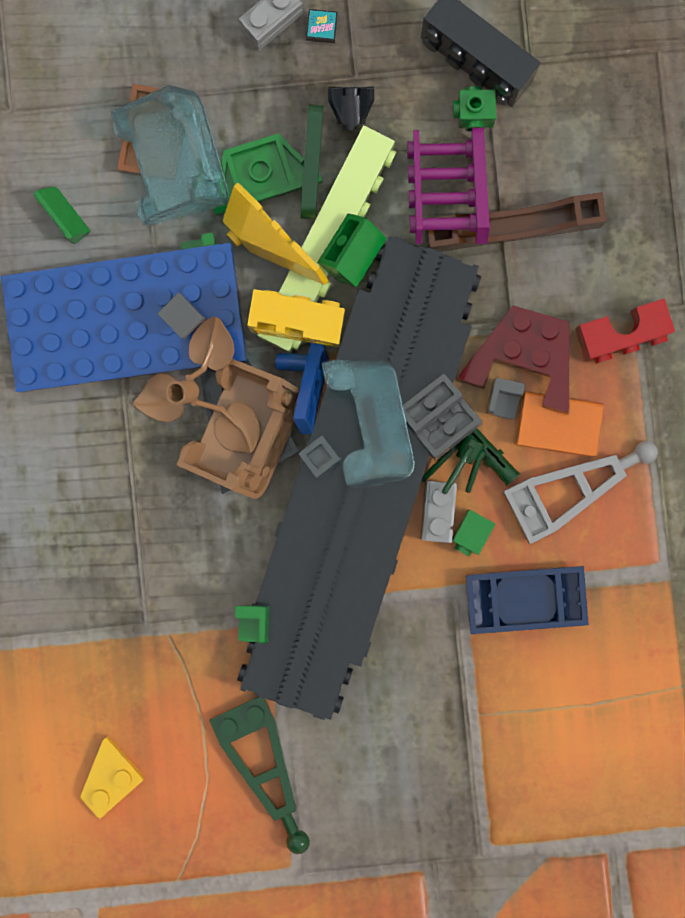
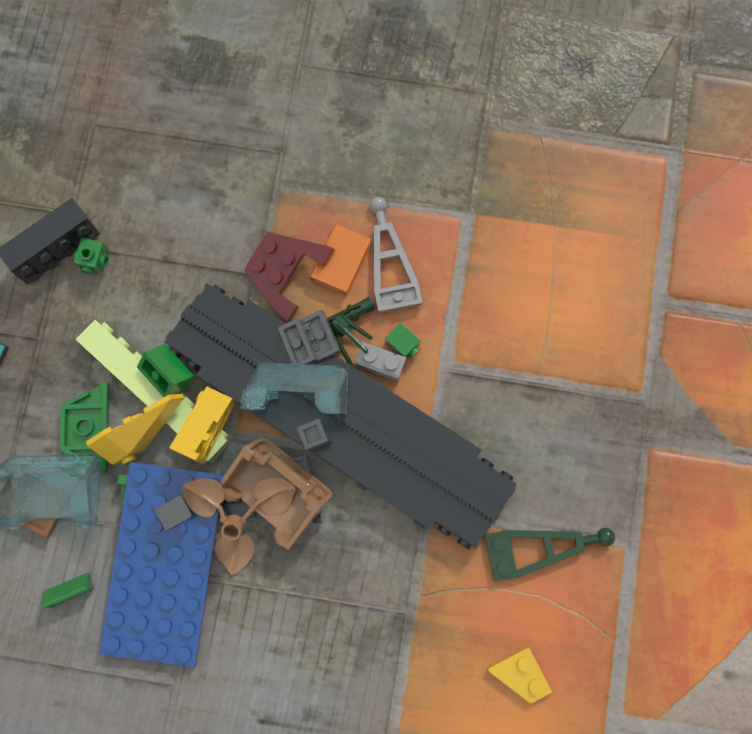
camera: 75 degrees left, 10 degrees down
(253, 623) = (427, 522): green panel -> none
(311, 383) = (244, 425): blue piece -> none
(312, 161) = (90, 384): dark green beam -> none
(351, 105) = (57, 345): black brick -> none
(474, 197) = (137, 268): magenta fence -> none
(504, 398) = (309, 293): dark grey panel -> none
(527, 599) = (463, 316): dark blue slope -> none
(542, 220) = (179, 283): reddish brown arch -> none
(651, 324) = (287, 214): red arch -> none

